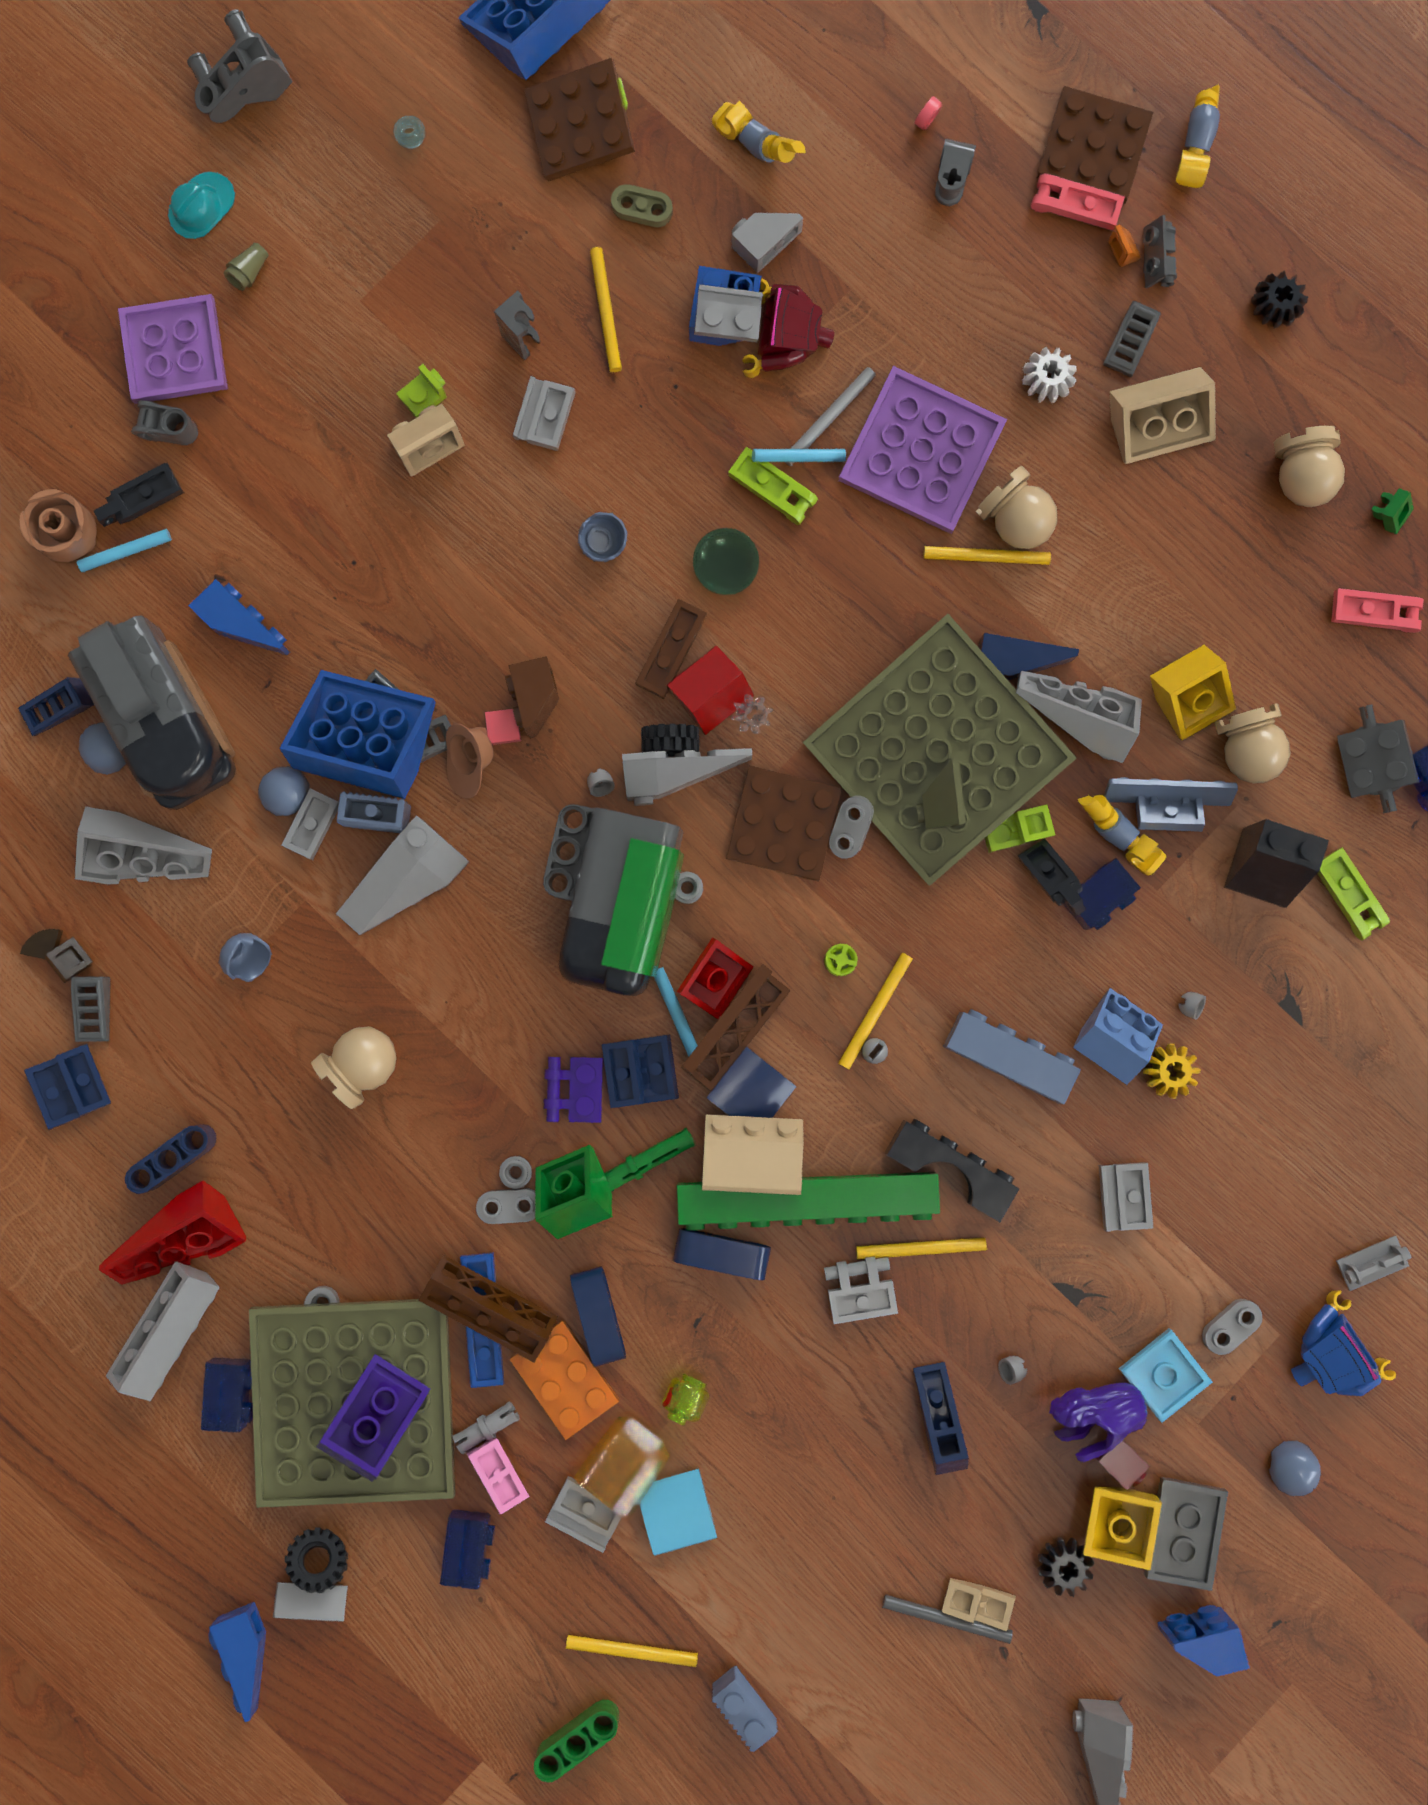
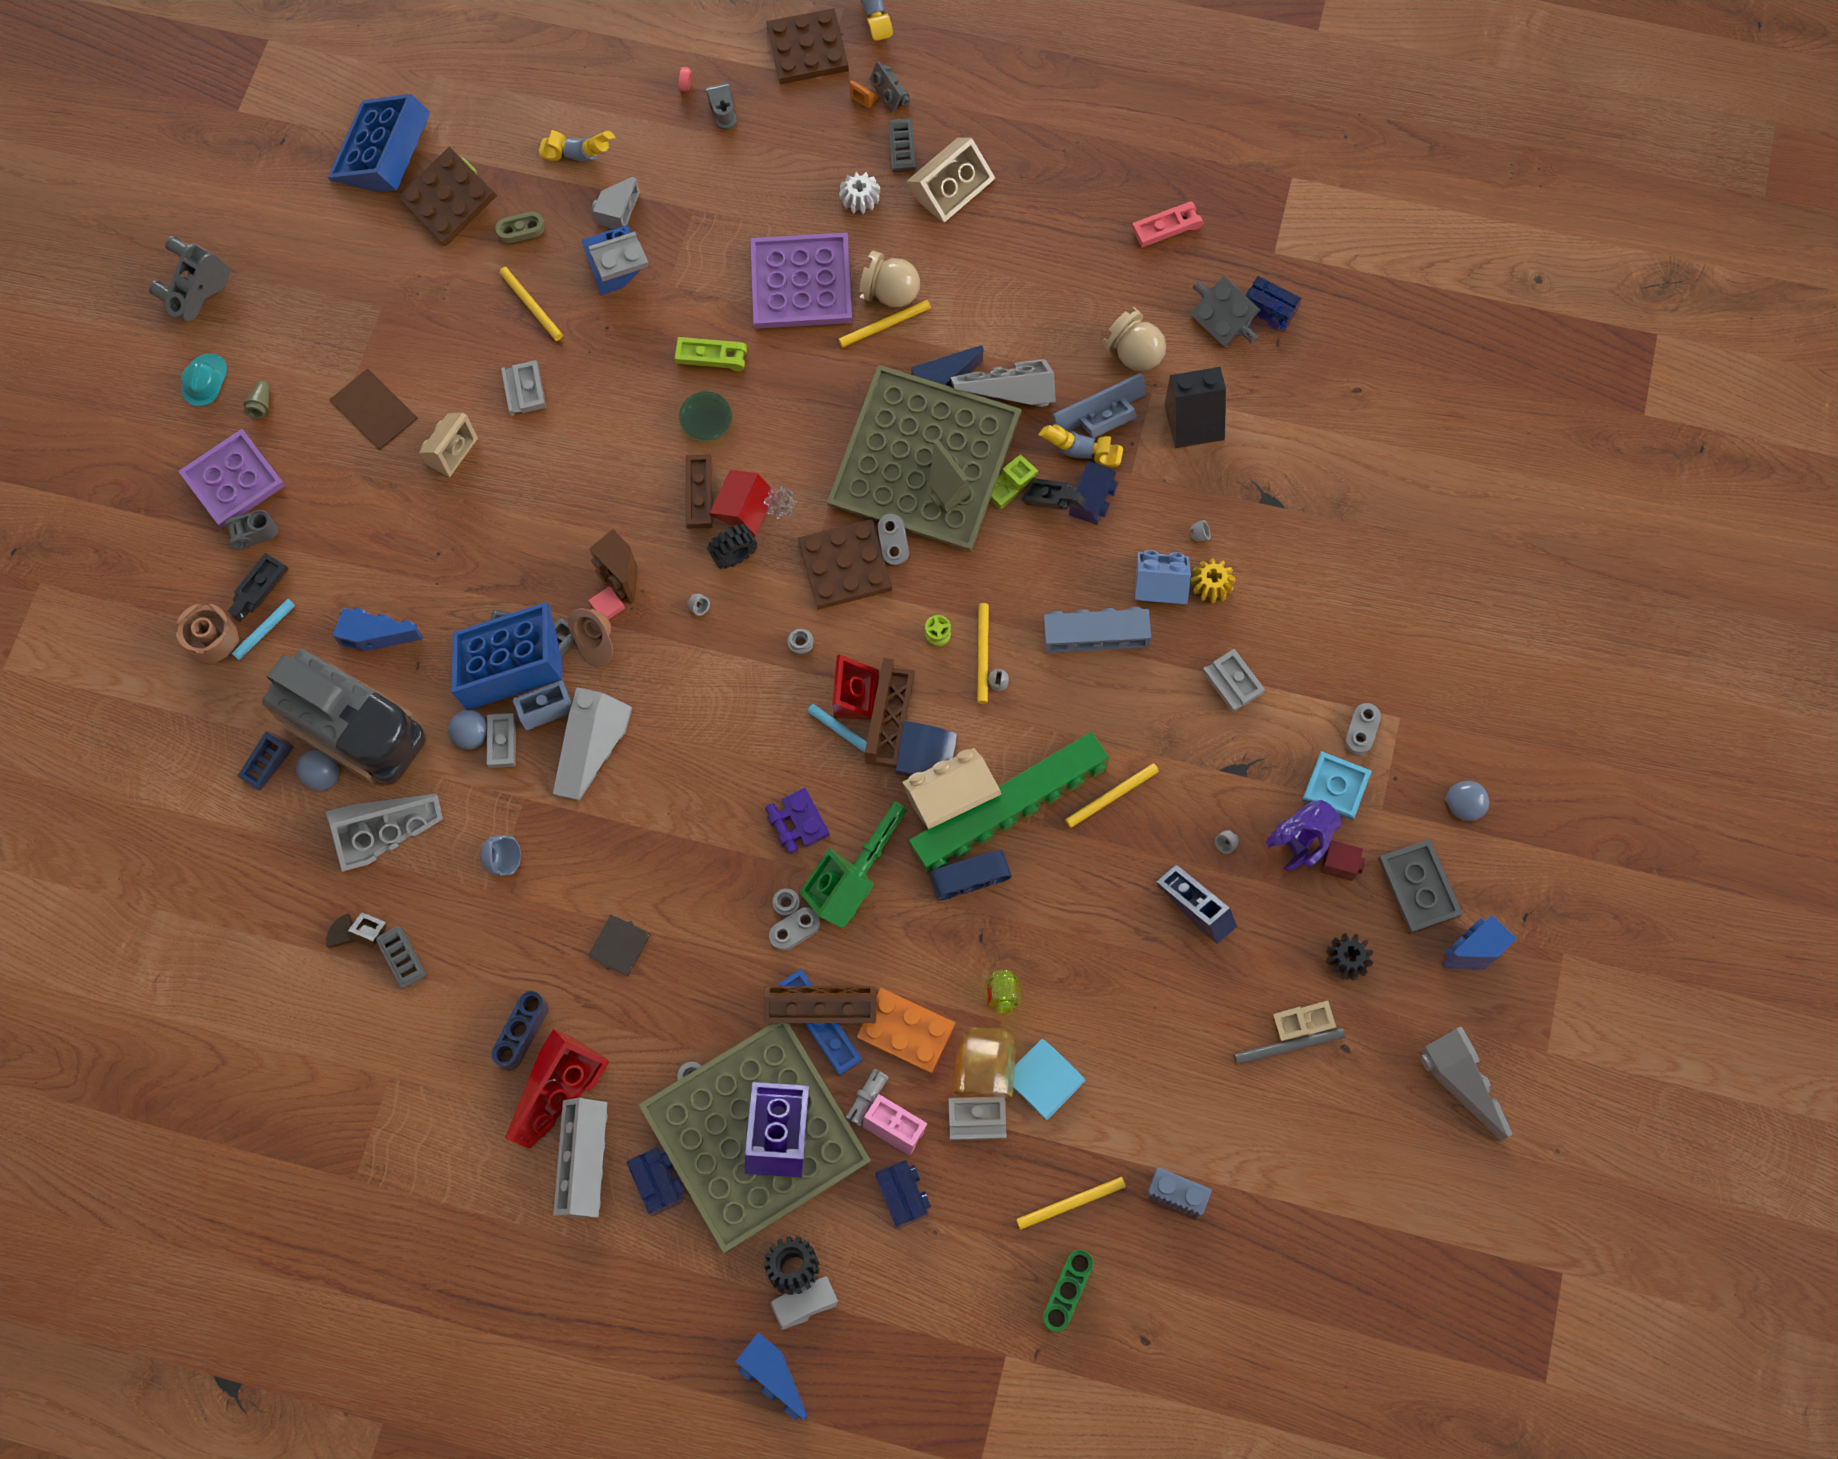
camera: 25 degrees left, 15 degrees down
(67, 1087) = (412, 1024): dark blue slope -> none
(320, 1120) = (619, 945): none -> clear smoke piece
(358, 1063) = (626, 881): tan tile -> none
(369, 345) = (373, 409): none -> reddish brown piece
(412, 139) = (335, 265): clear light blue plate -> none
(423, 391) = (428, 416): lime bracket -> none
(514, 323) = (472, 340): dark grey hinge -> none
(598, 1316) = (905, 969): dark blue beam -> none
(602, 537) = (609, 442): sand blue hair -> none
(619, 894) = (752, 661): piece -> none
(640, 1071) = (838, 783): dark blue slope -> none
(658, 775) = (736, 573): light grey wedge -> none
(788, 330) = (666, 252): dark red torso -> none
(799, 455) = (717, 324): medium azure bar -> none
(834, 410) = (724, 293): light grey bar -> none
(861, 1300) = (1091, 852): light grey plate -> none
(986, 1190) = (1133, 726): black arch -> none
(1077, 201) = (815, 83): coral plate -> none
(1123, 1526) = (1370, 901): yellow slope -> none
(1194, 691) = (1076, 334): yellow slope -> none
(1287, 292) = (985, 74): black gear -> none
(1311, 466) = (1066, 157): tan tile -> none
(1337, 1354) = (1445, 704): blue torso -> none
(1352, 894) = (1262, 405): lime plate -> none
(1373, 1263) = (1432, 632): light grey hinge -> none
(1397, 510) = (1141, 159): green tile -> none

